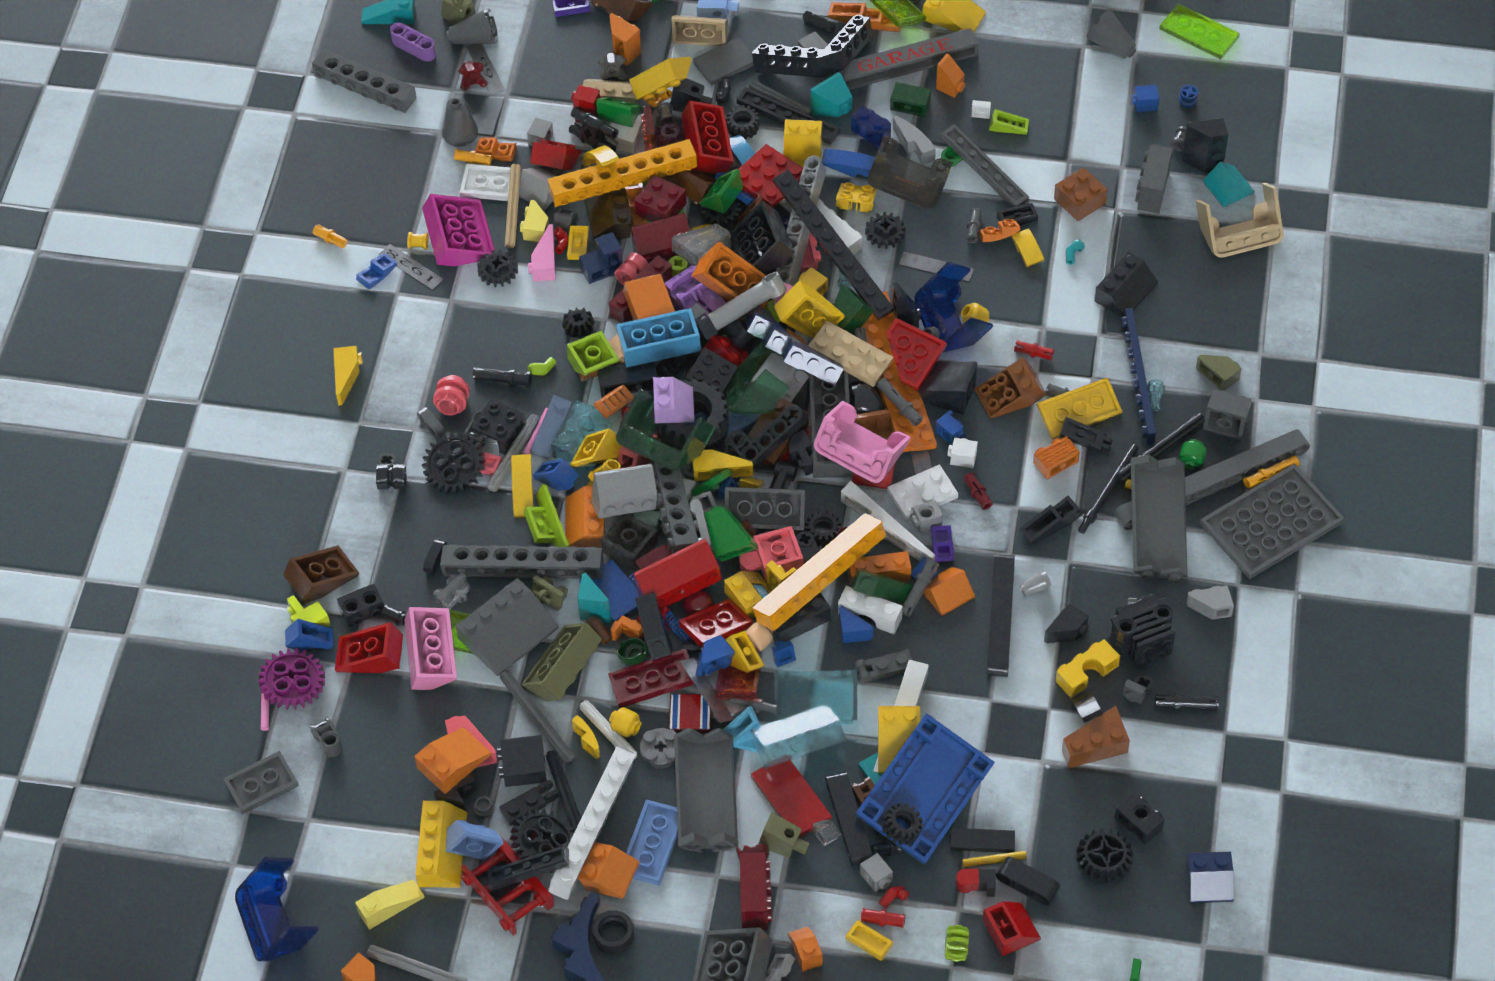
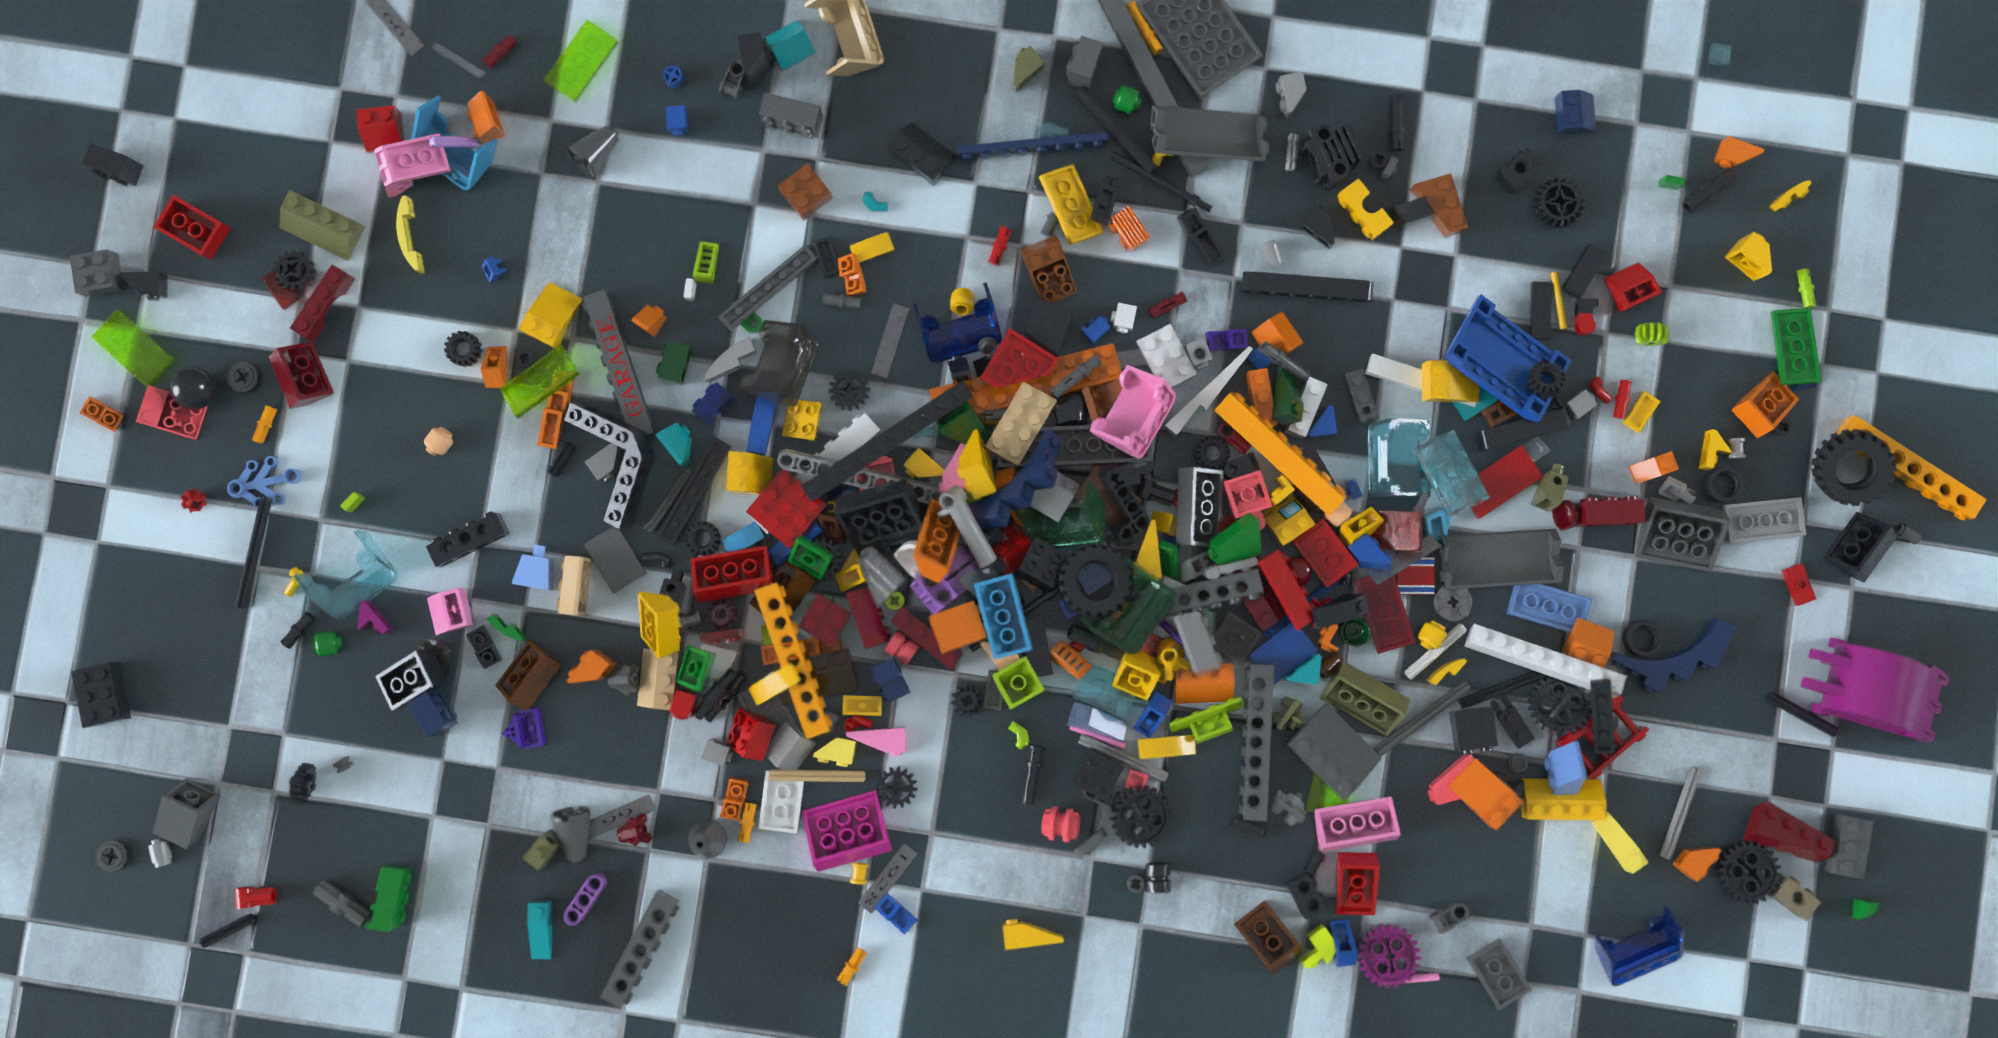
camera: 90 degrees left, 30 degrees up
(672, 400) = (1096, 597): lavender slope -> none

